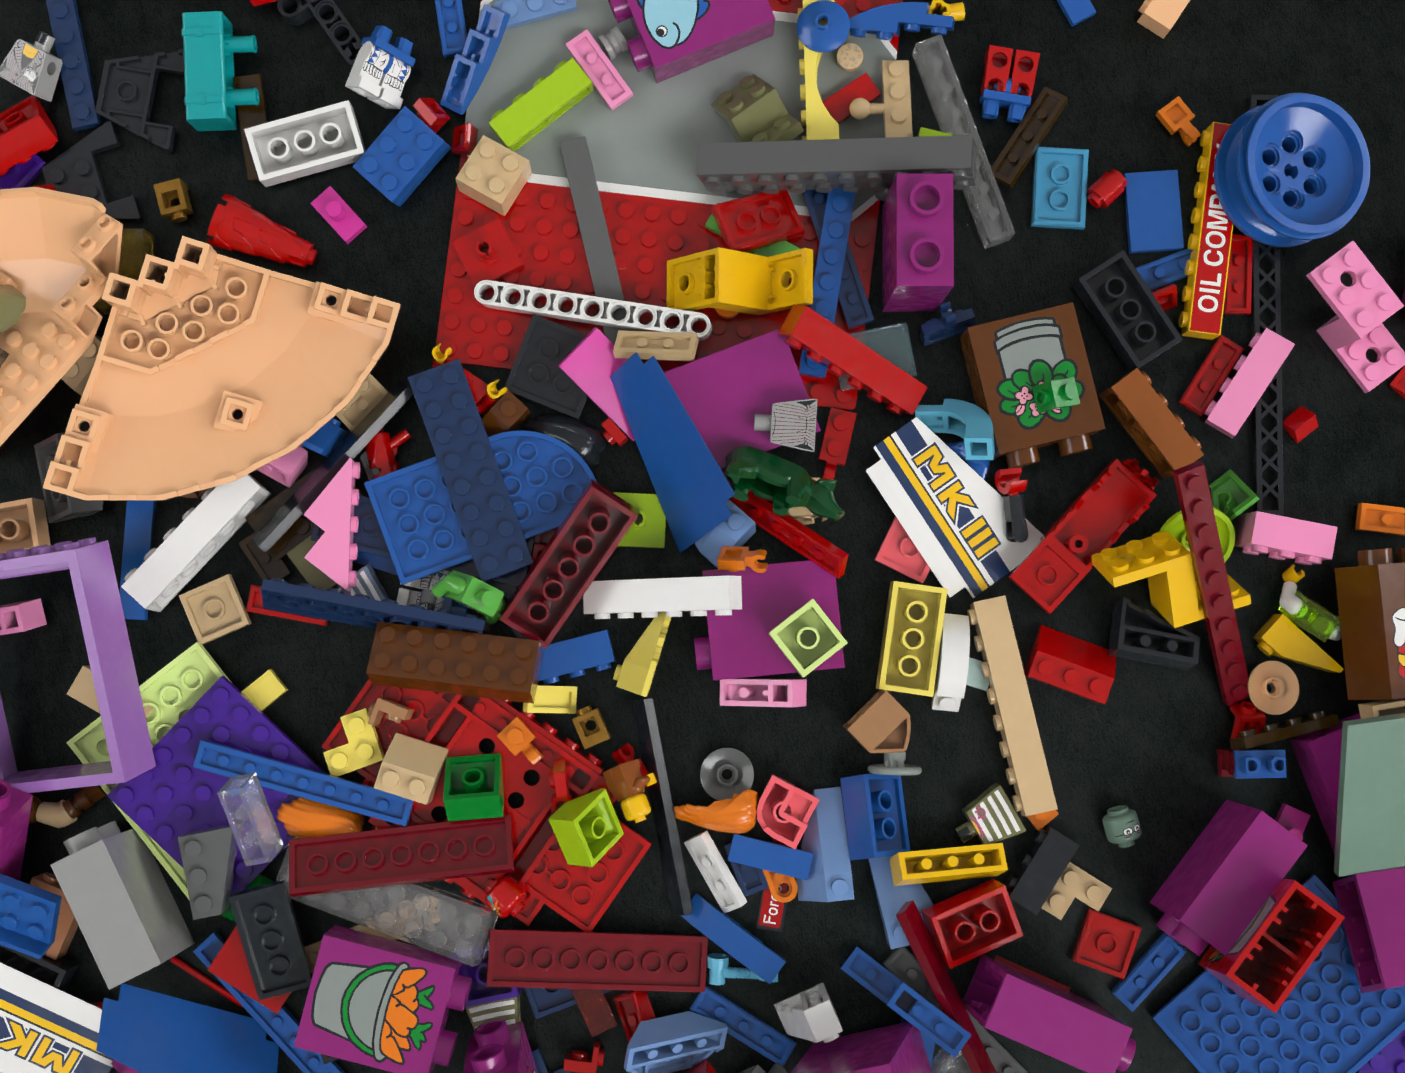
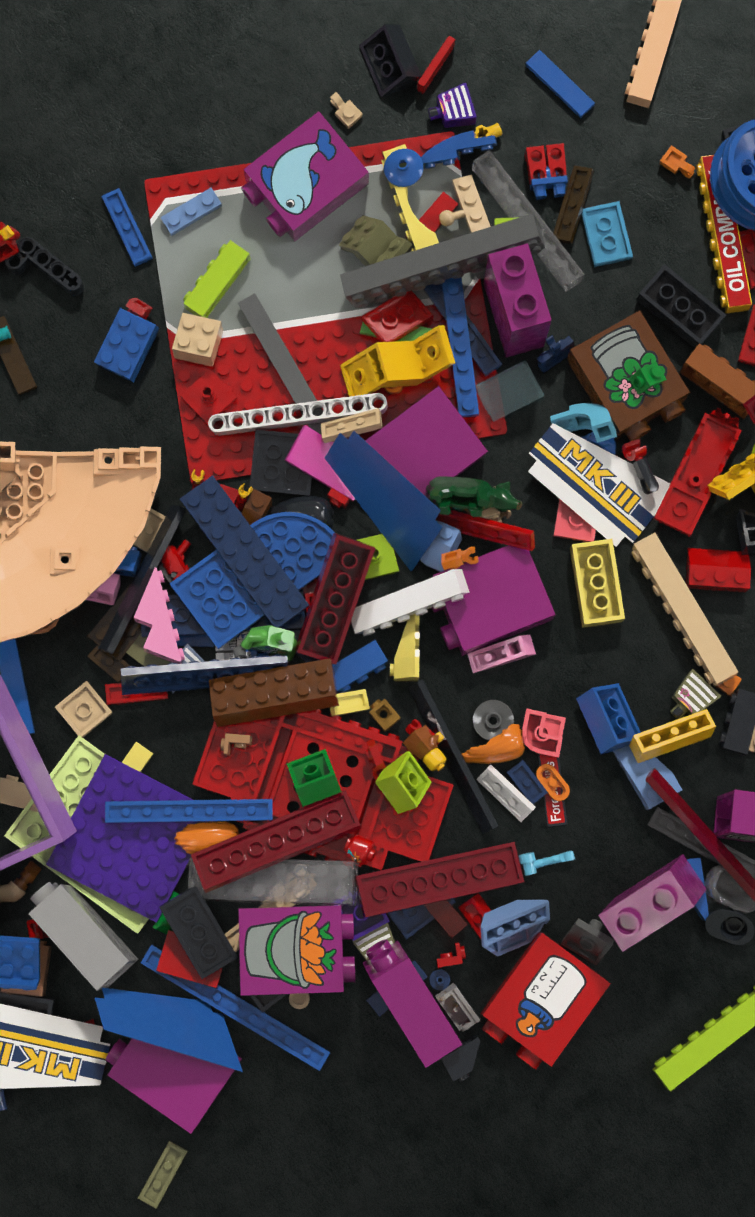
camera: 15 degrees left, 5 degrees down
(181, 964) = (156, 983): red axle -> none
(193, 542) = (57, 662): white brick -> none
(208, 869) = (138, 892): dark grey wedge -> none
(250, 819) = (159, 846): clear brick -> none
(253, 233) = (38, 430): red cone -> none
(305, 143) = (55, 355): white brick -> none
(338, 215) = (91, 400): dark pink tile -> none
(362, 748) = (223, 775): light yellow plate -> none
(382, 68) = (94, 286): hips -> none
(411, 769) = (264, 777): tan slope -> none
(464, 139) = (167, 320): red slope -> none
(477, 56) = (159, 261): blue slope -> none
(518, 738) = (335, 734): orange plate -> none
(599, 70) = (252, 243): bright pink plate -> none
(613, 43) = (255, 221): light grey wheel -> none
(734, 939) = (533, 837): blue slope -> none
(744, 1026) = (560, 899): blue tile -> none
(770, 856) = (542, 769): blue tile -> none
(790, 424) = (465, 451): light grey torso -> none
(807, 638) = (522, 598): yellowish green brick -> none
(810, 1015) = (605, 873): white wedge -> none
(827, 838) = (581, 757): medium blue wedge -> none
(836, 440) = (500, 457): red plate -> none
(849, 57) = (428, 184): tan tile -> none
(852, 359) = (495, 395): red brick -> none
(884, 728) = (598, 652): medium nougat piece -> none
(906, 1002) = (671, 842): blue bracket -> none
(952, 663) = (632, 593): white arch -> none
(972, 923) = (703, 773): red brick -> none
(975, 677) = (649, 598): light aqua tile -> none
(1106, 189) = (640, 225): red brick -> none
(1153, 211) = (678, 231): blue tile -> none
(1165, 270) = (699, 270): blue tile -> none
(1166, 296) = (706, 288): red slope -> none

